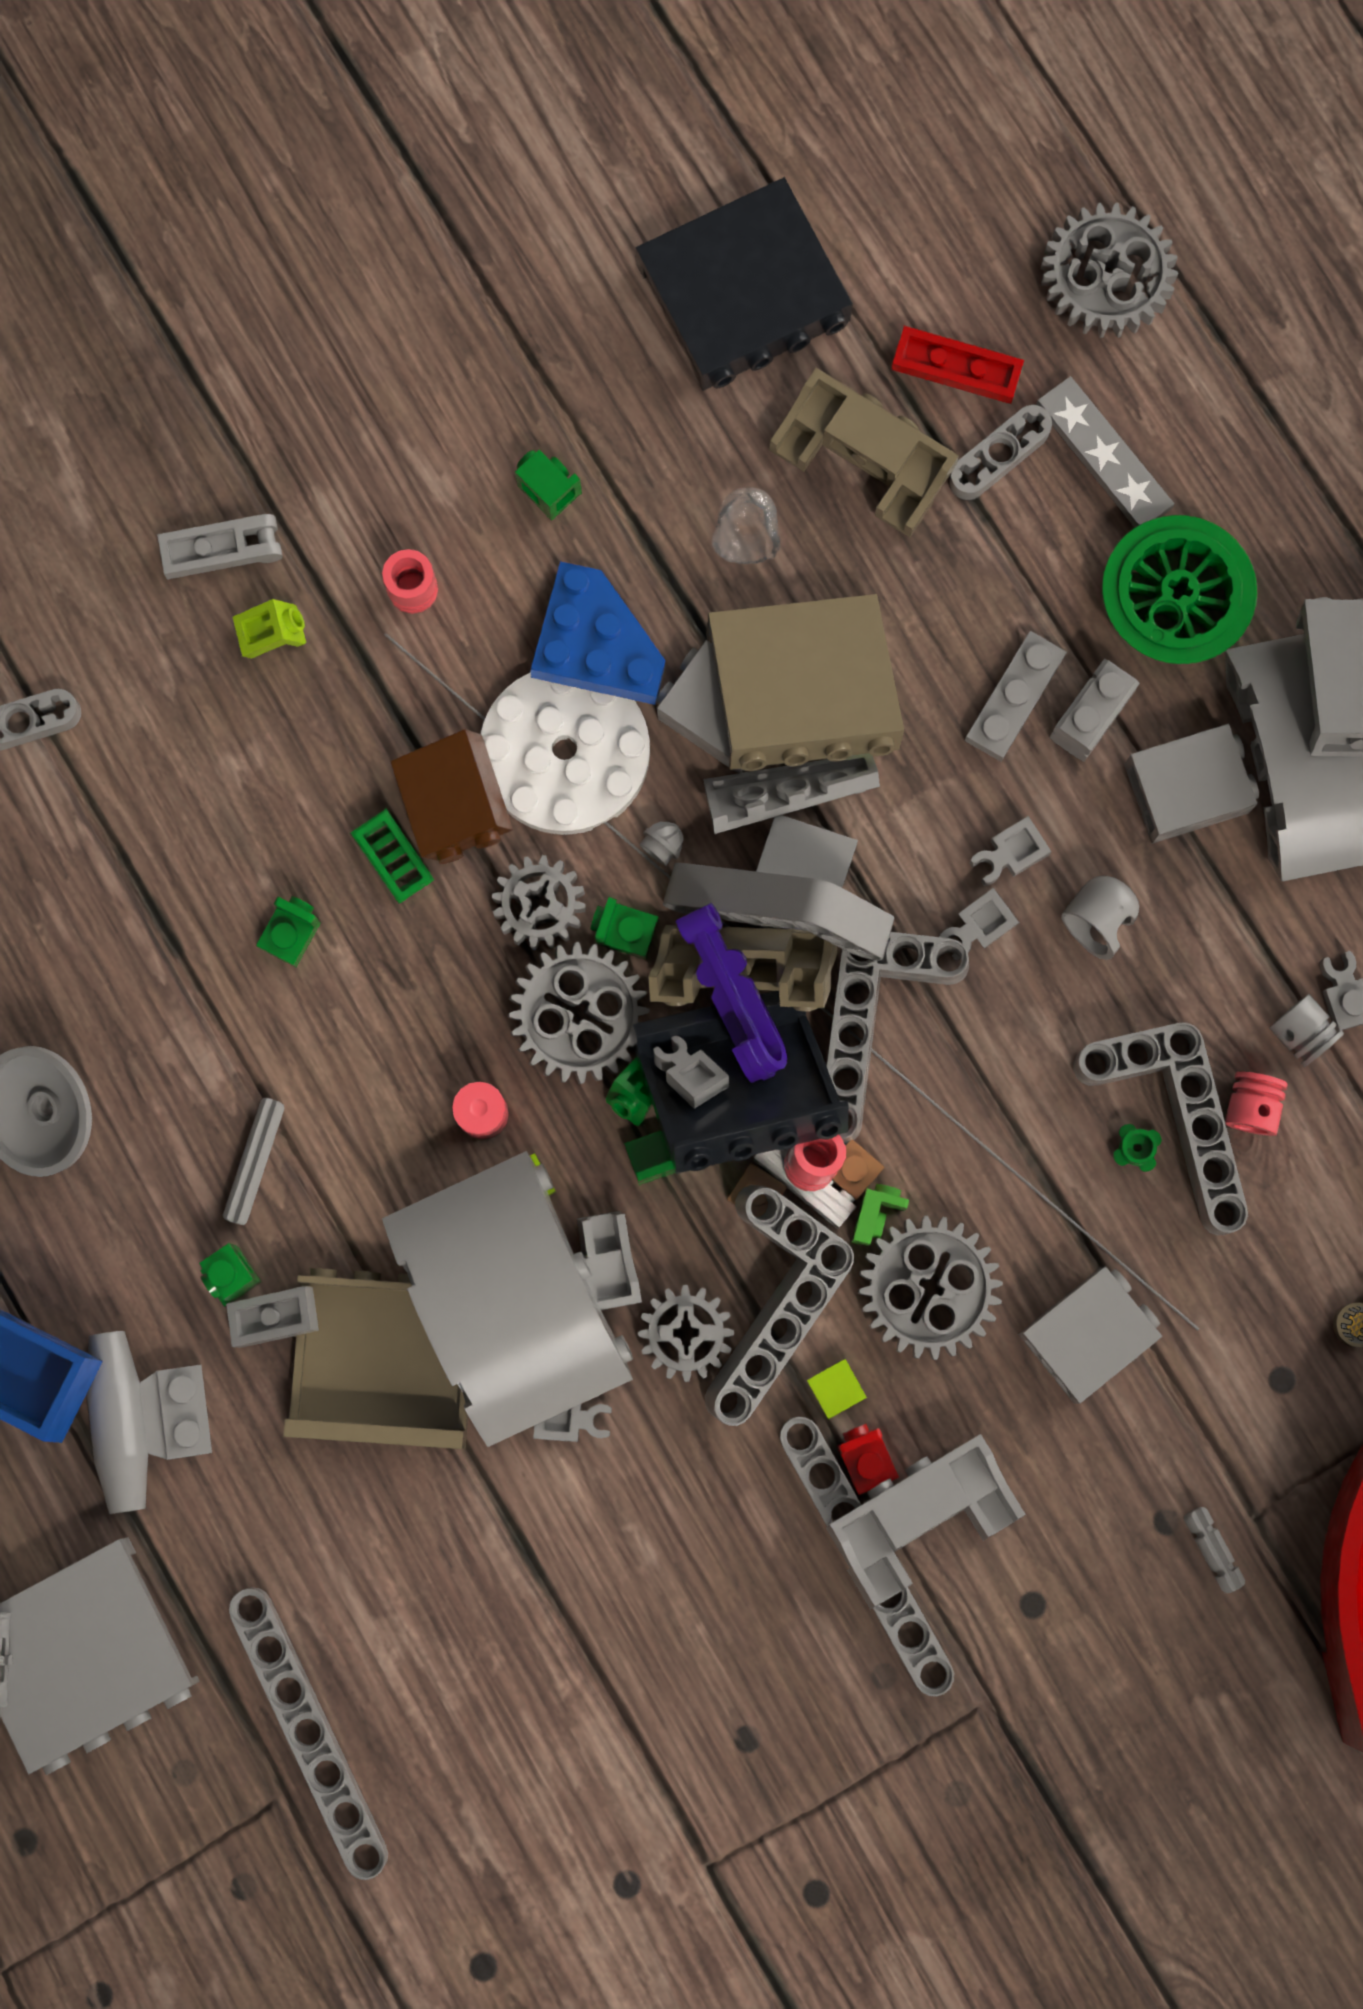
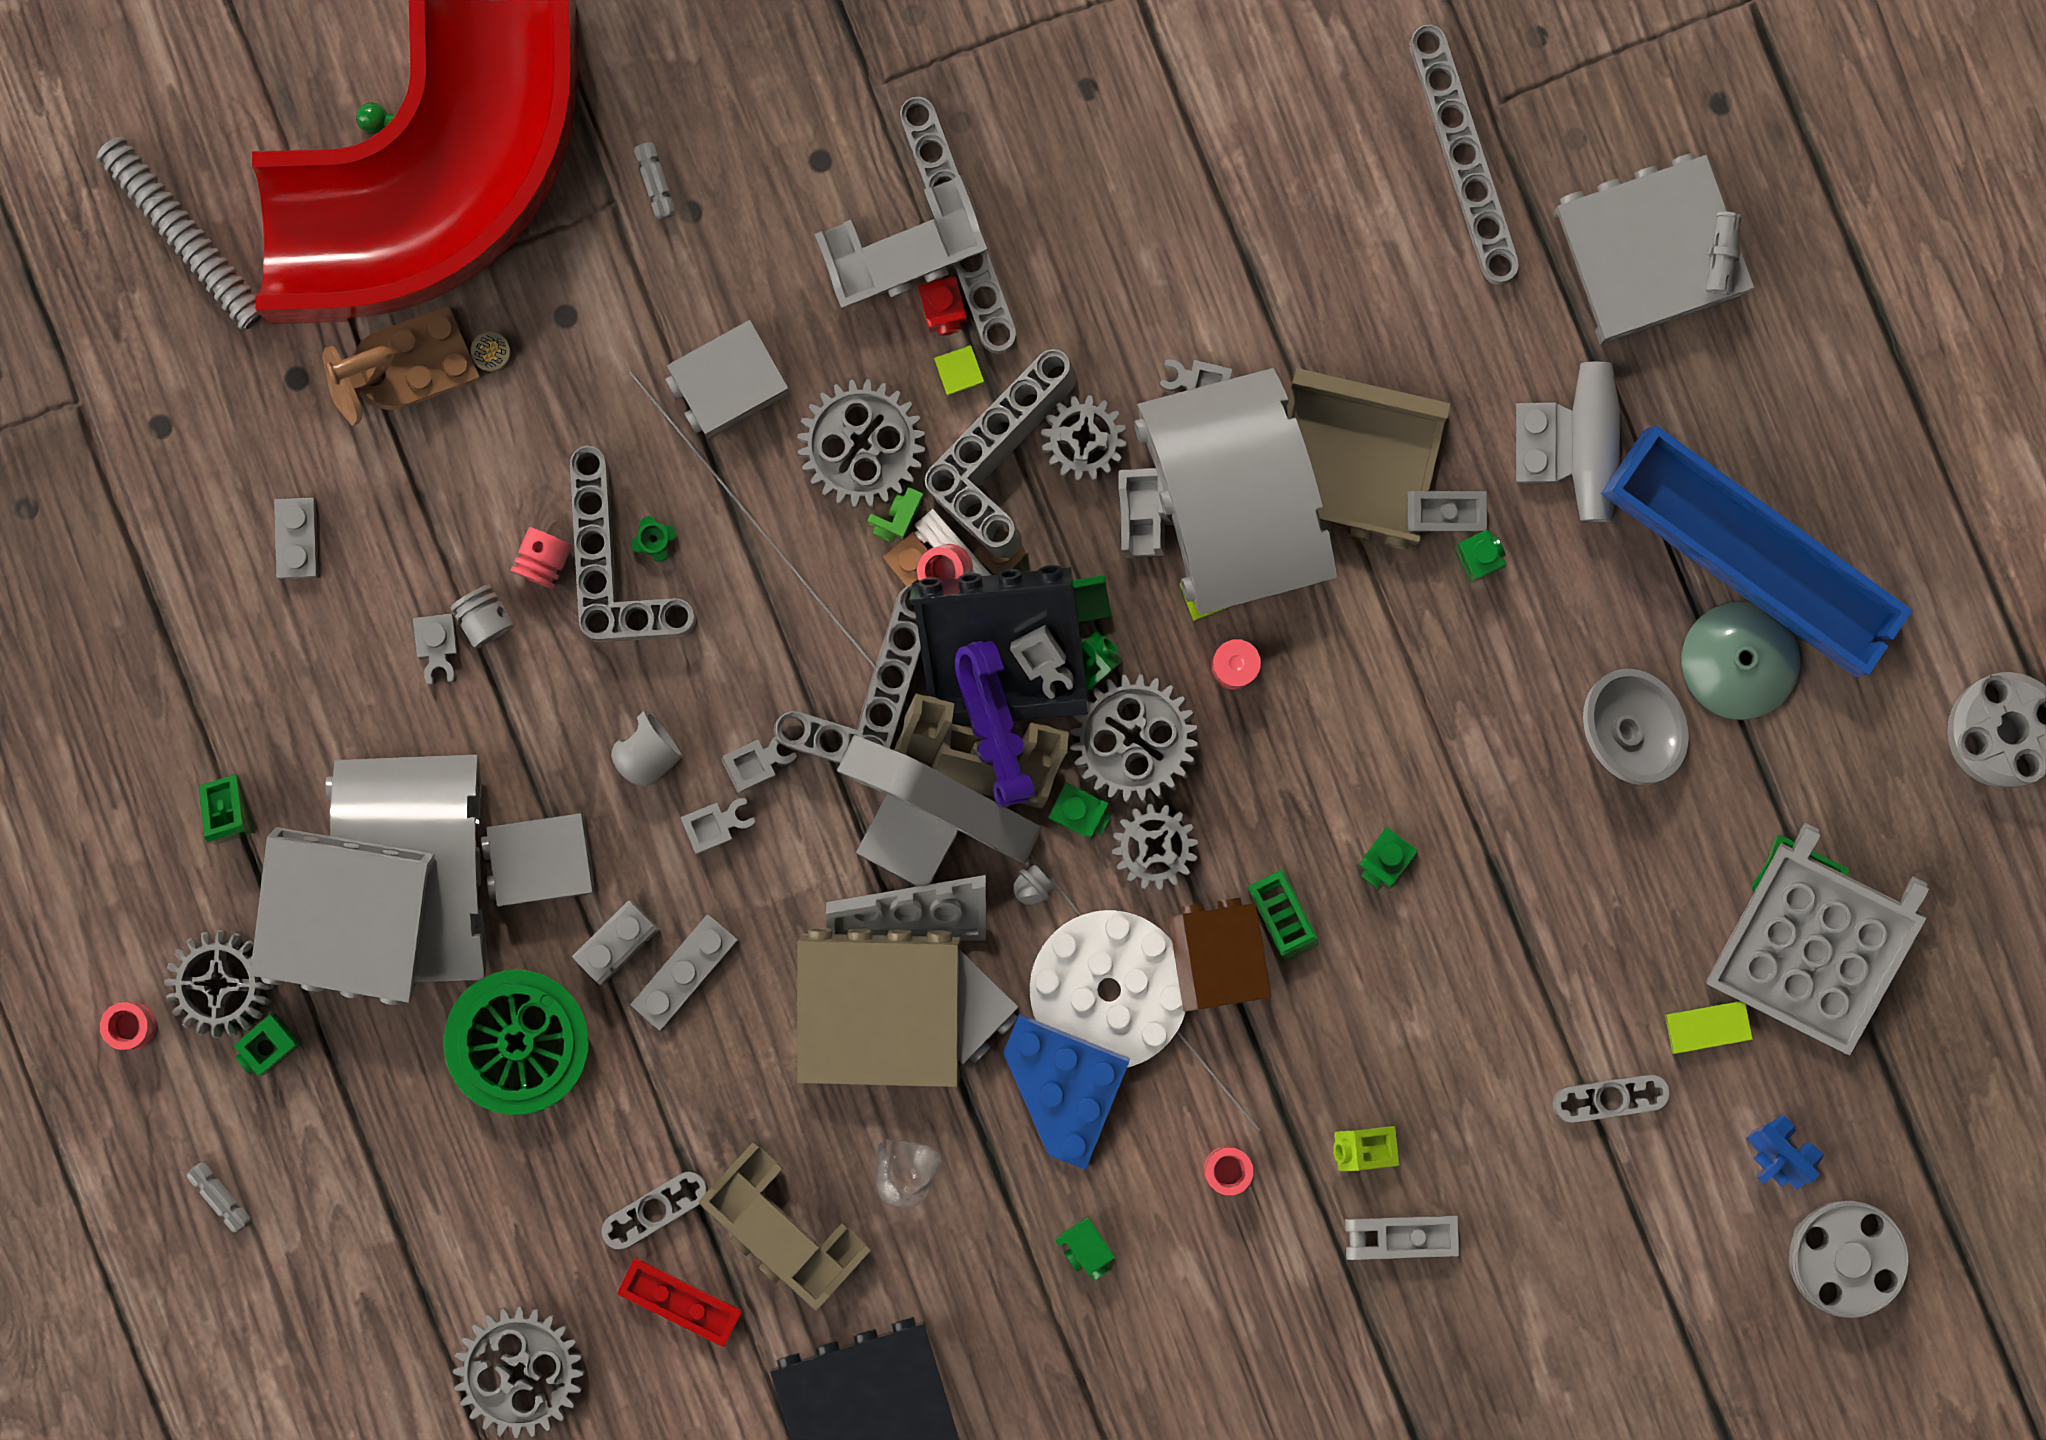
camera: 175 degrees left, 5 degrees up
(253, 1161) = (1446, 655): light grey axle -> none
(1105, 453) = (556, 1192): light grey tile -> none

